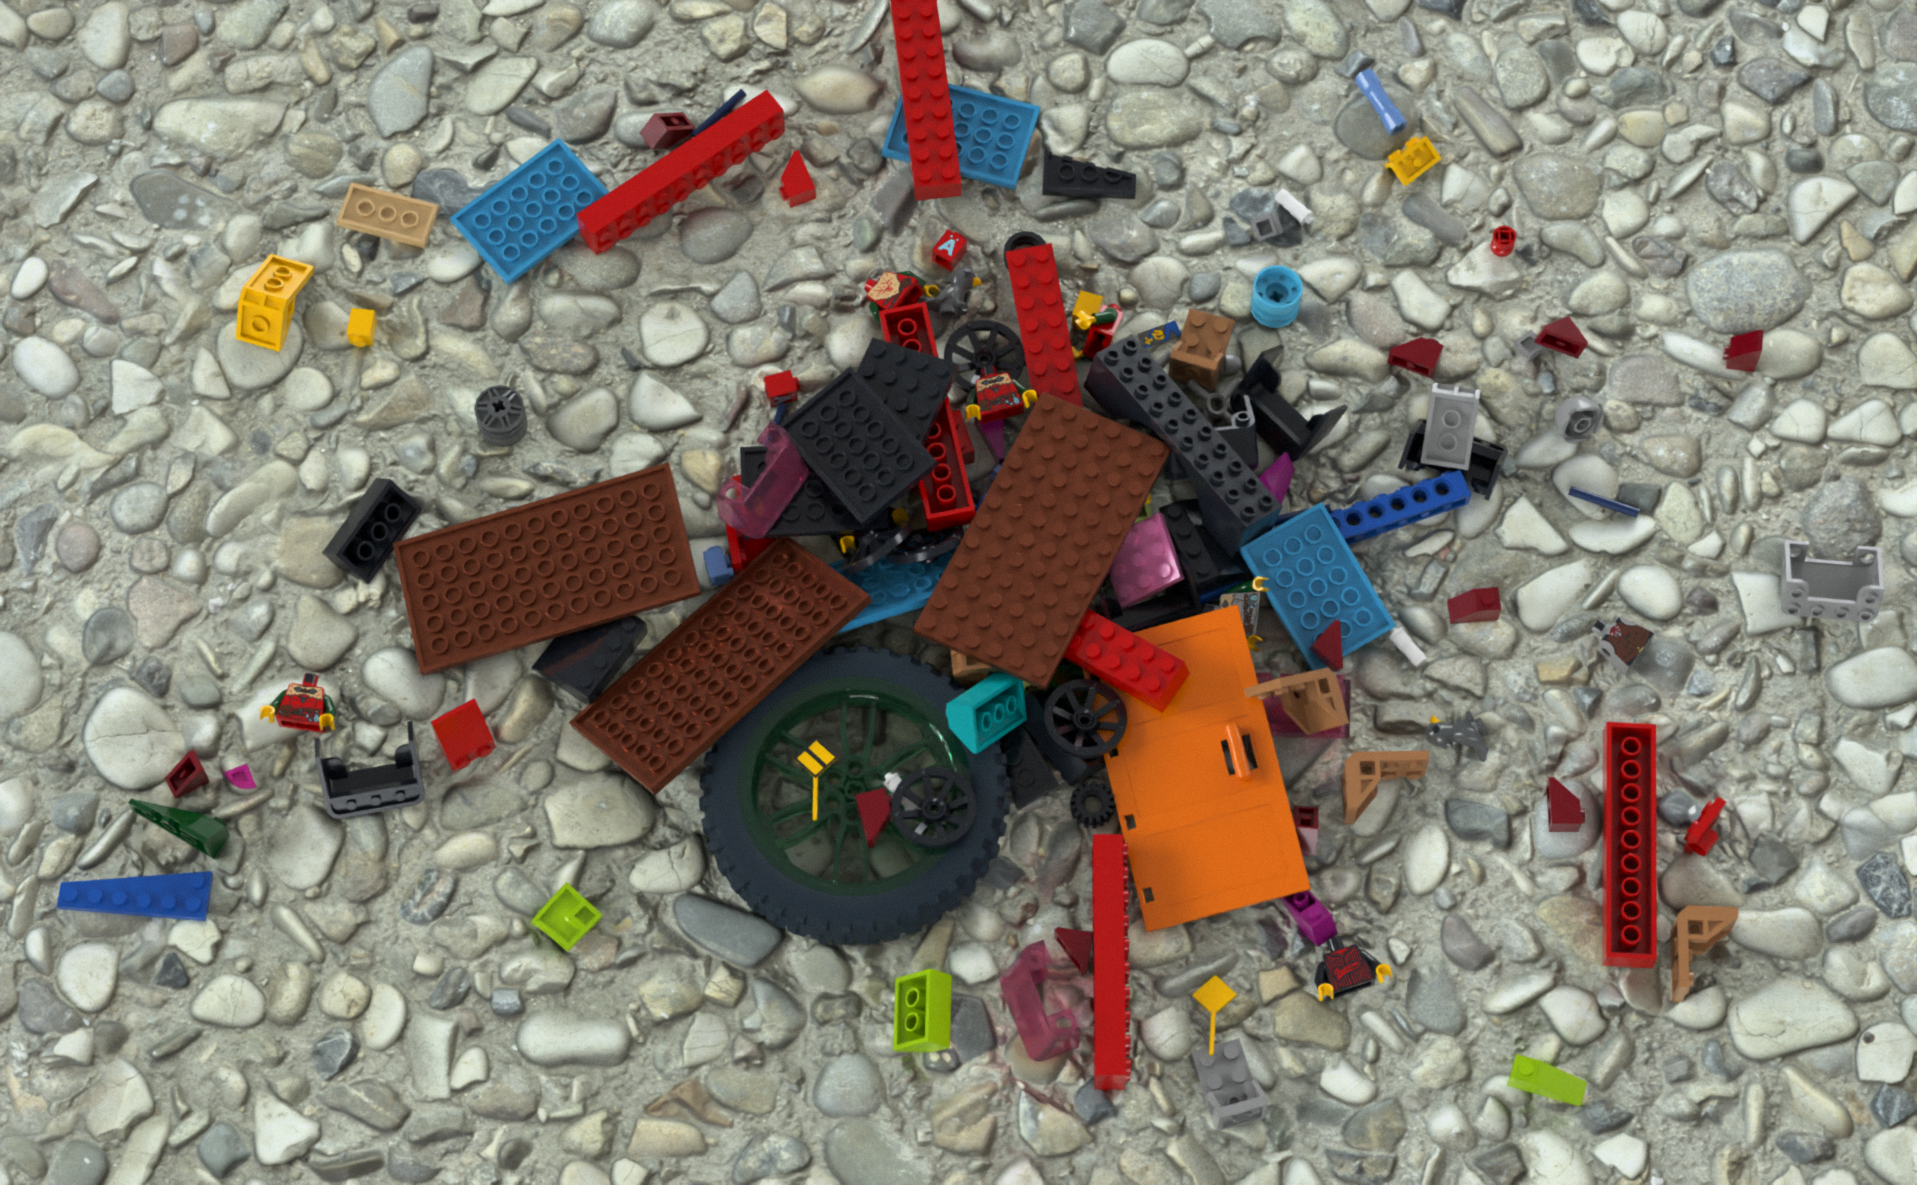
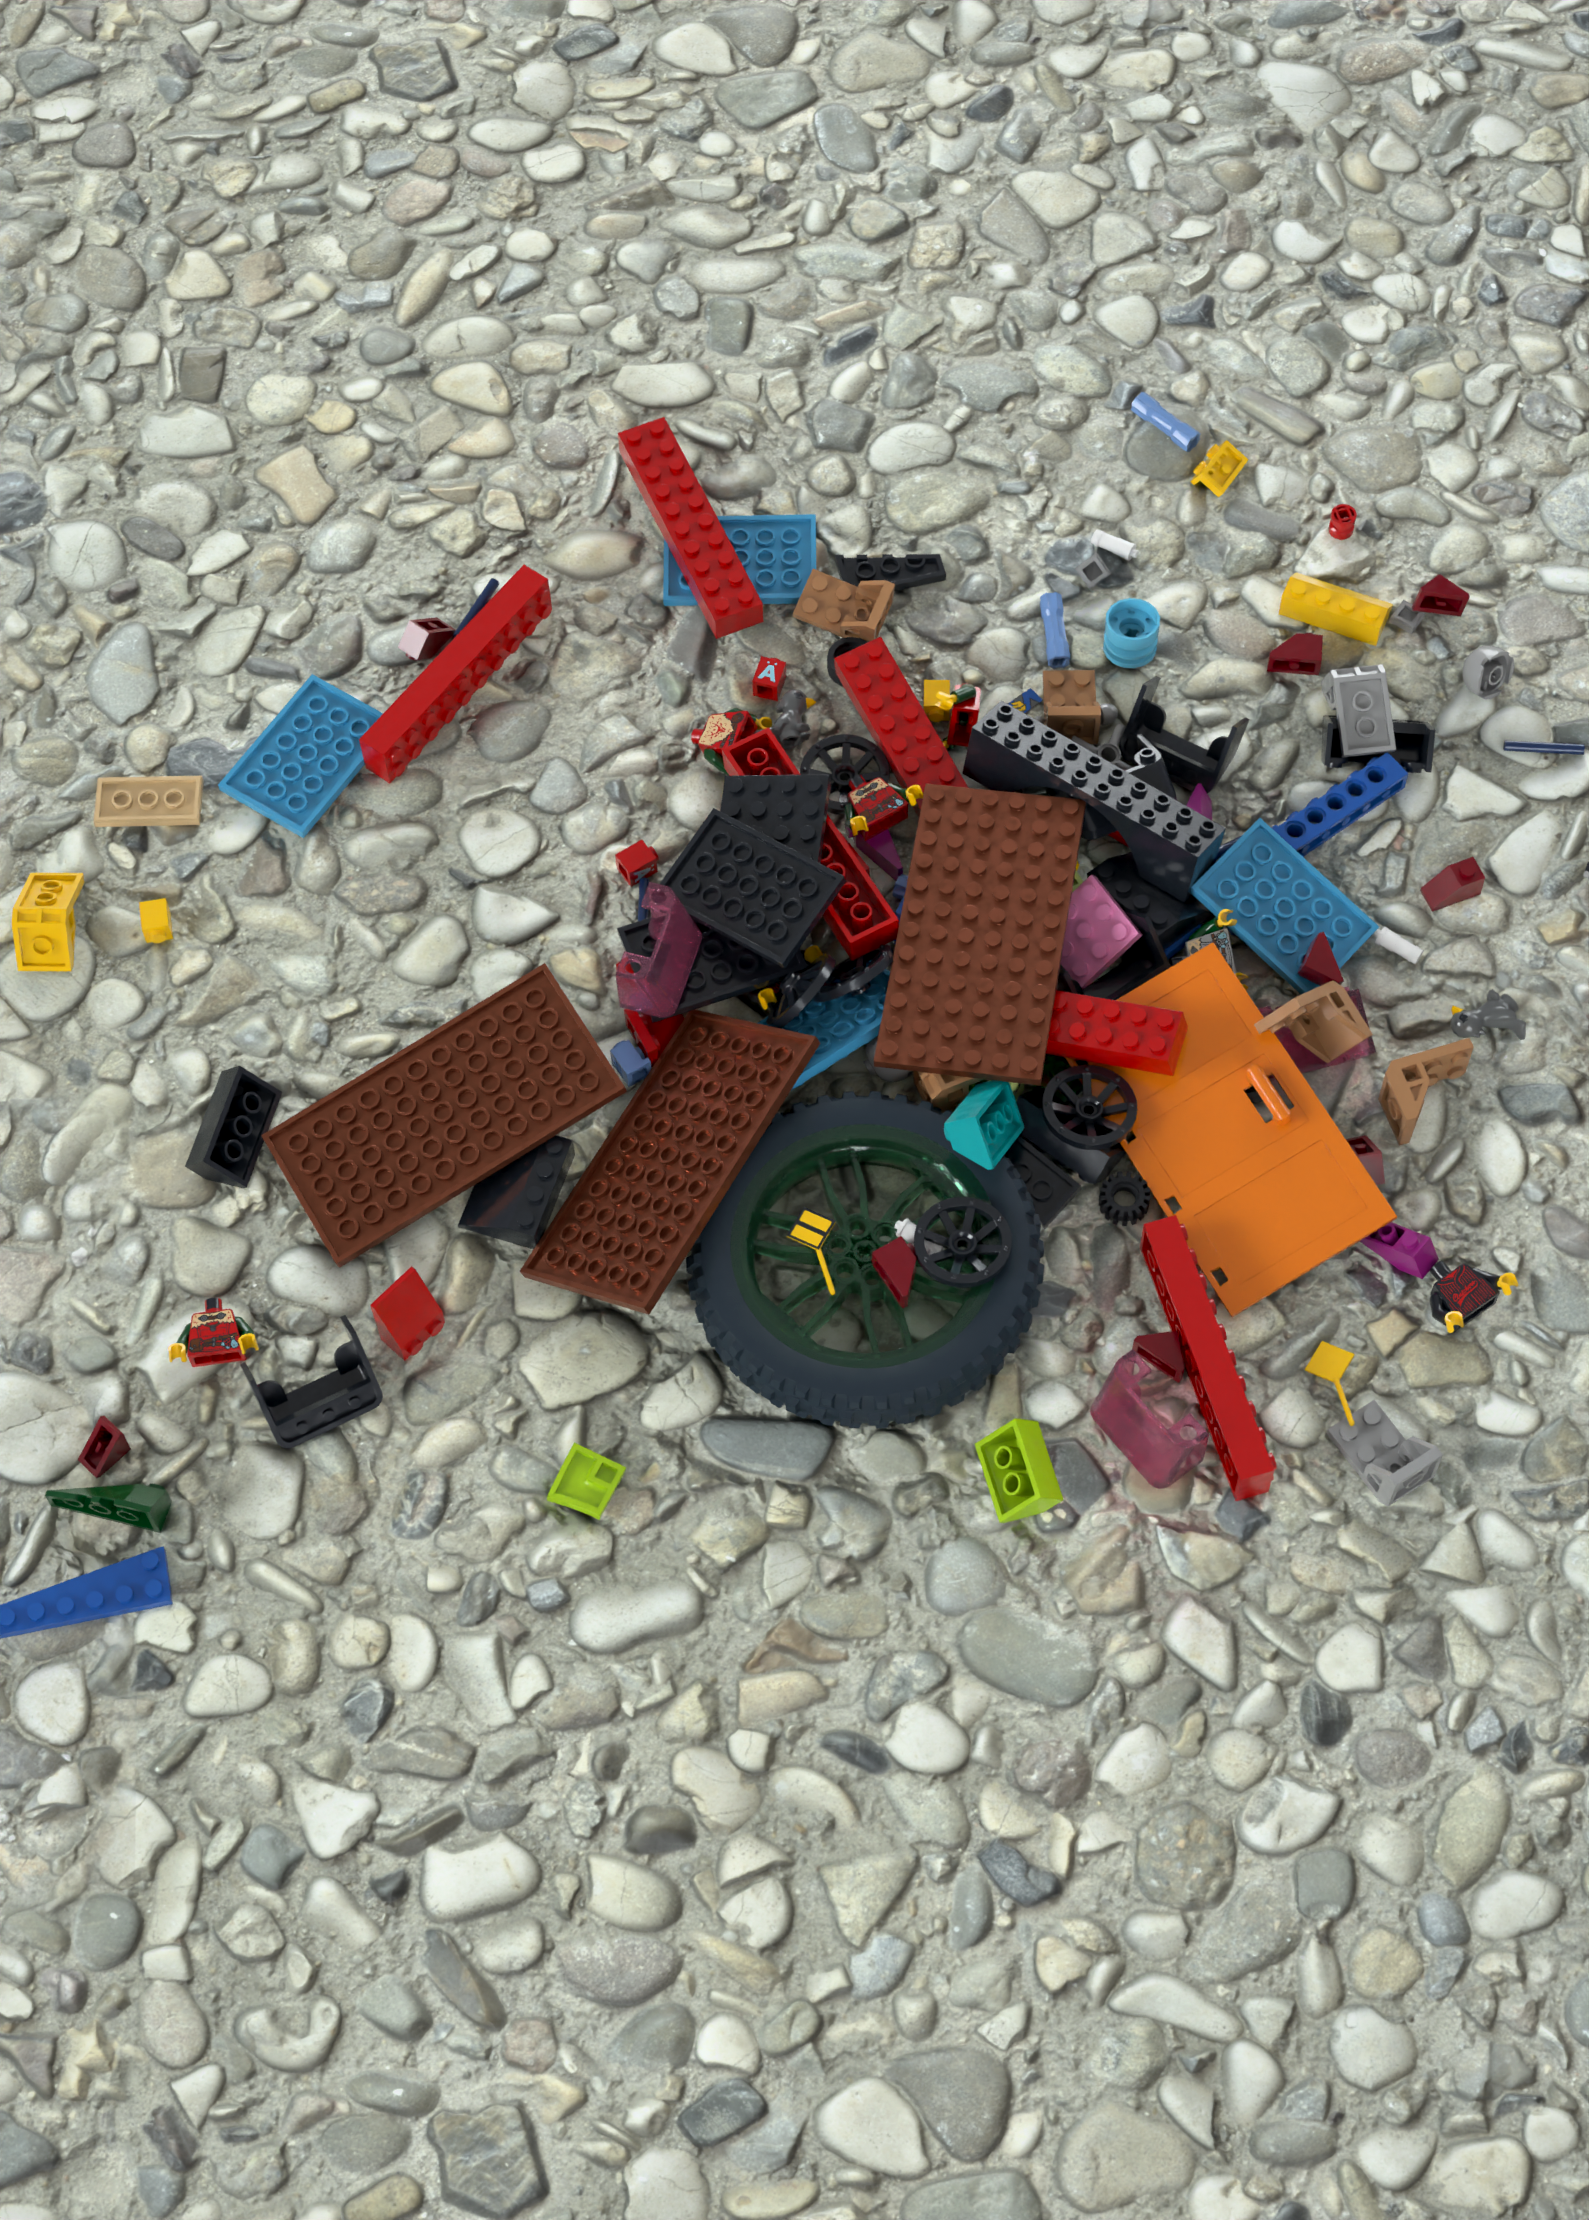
camera: 15 degrees left, 5 degrees down
(241, 777) = (165, 1434): dark pink tile -> none
(501, 416) = (340, 970): dark grey wheel -> none
(796, 182) = (584, 653): red slope -> none
(1034, 202) = (845, 607): none -> medium nougat bracket
(1213, 271) = (1052, 615): none -> medium blue axle
(1467, 320) = (1334, 608): none -> yellow slope

